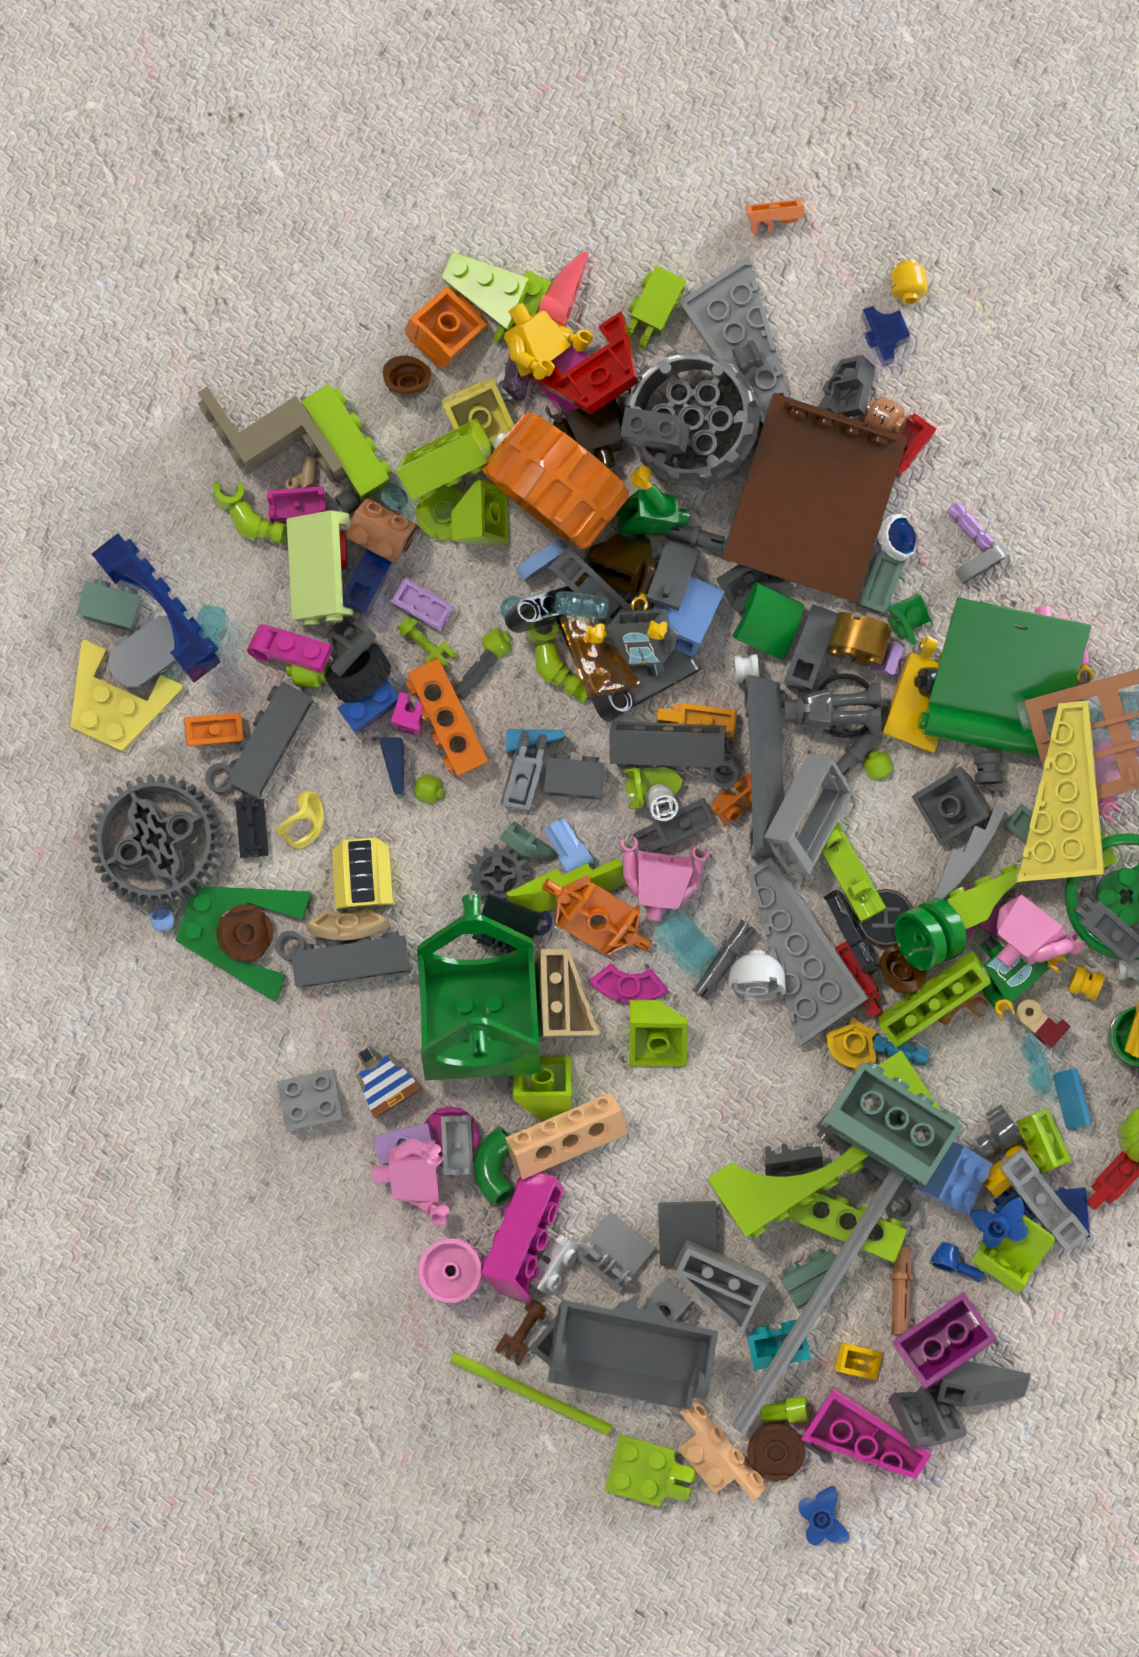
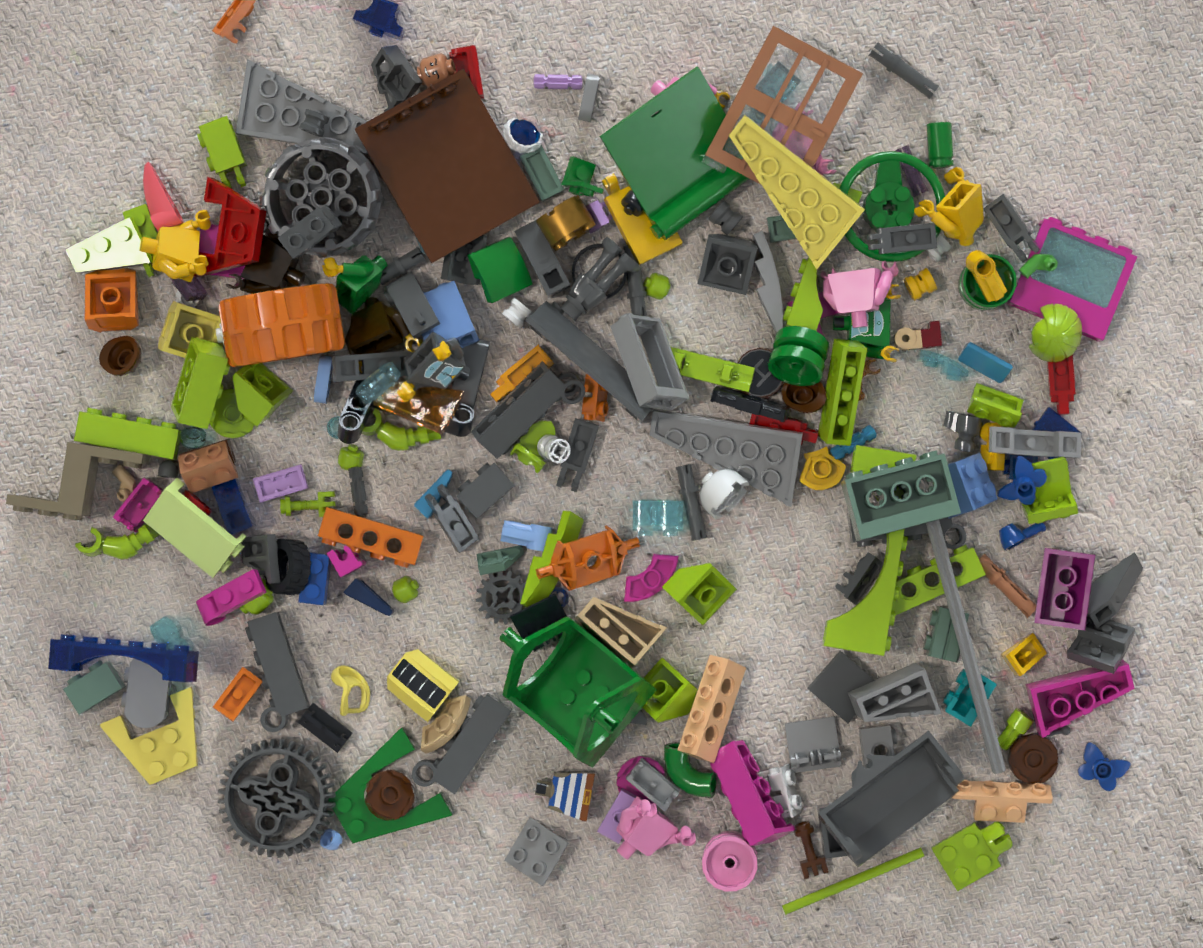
camera: 50 degrees left, 5 degrees up
(661, 879) = (603, 494): bright pink torso -> none

